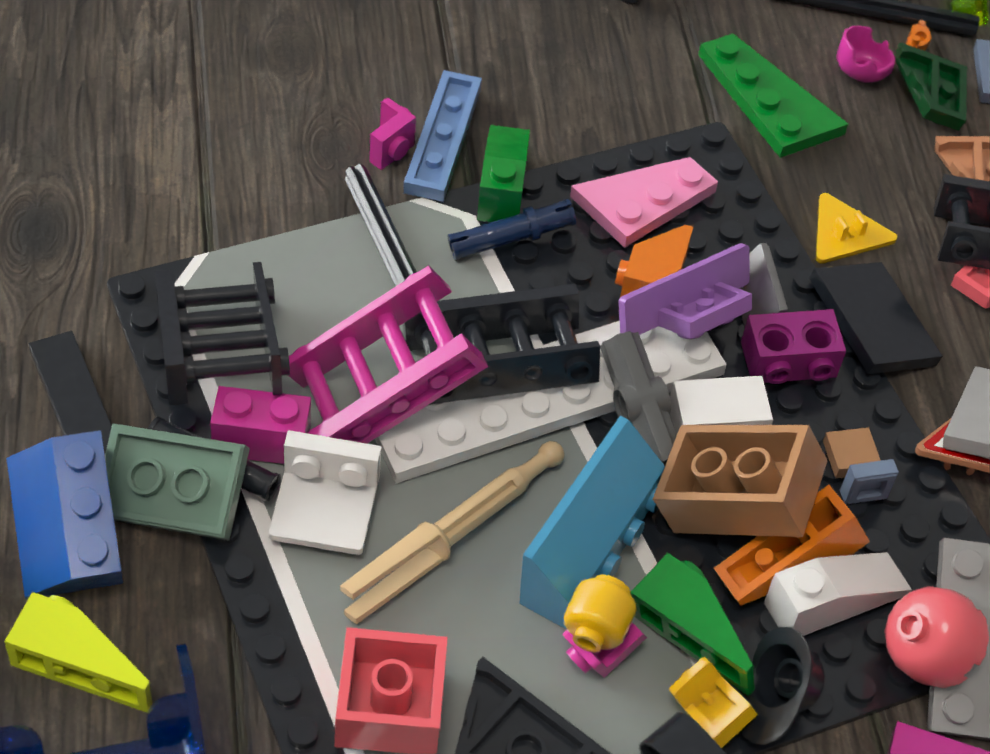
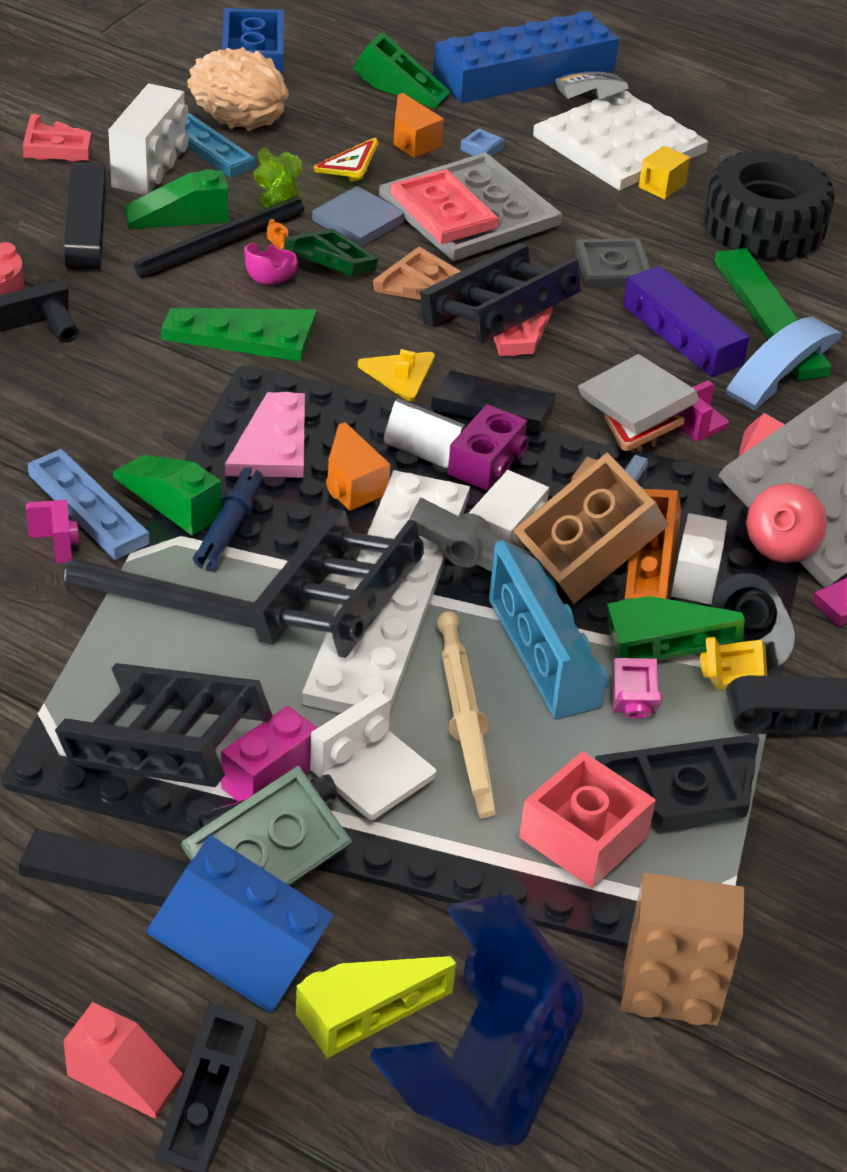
camera: 50 degrees left, 10 degrees down
(412, 387) = (347, 634): dark pink fence -> none
(600, 613) = (632, 662): yellow head -> none
(692, 297) = (413, 461): medium lavender bracket -> none

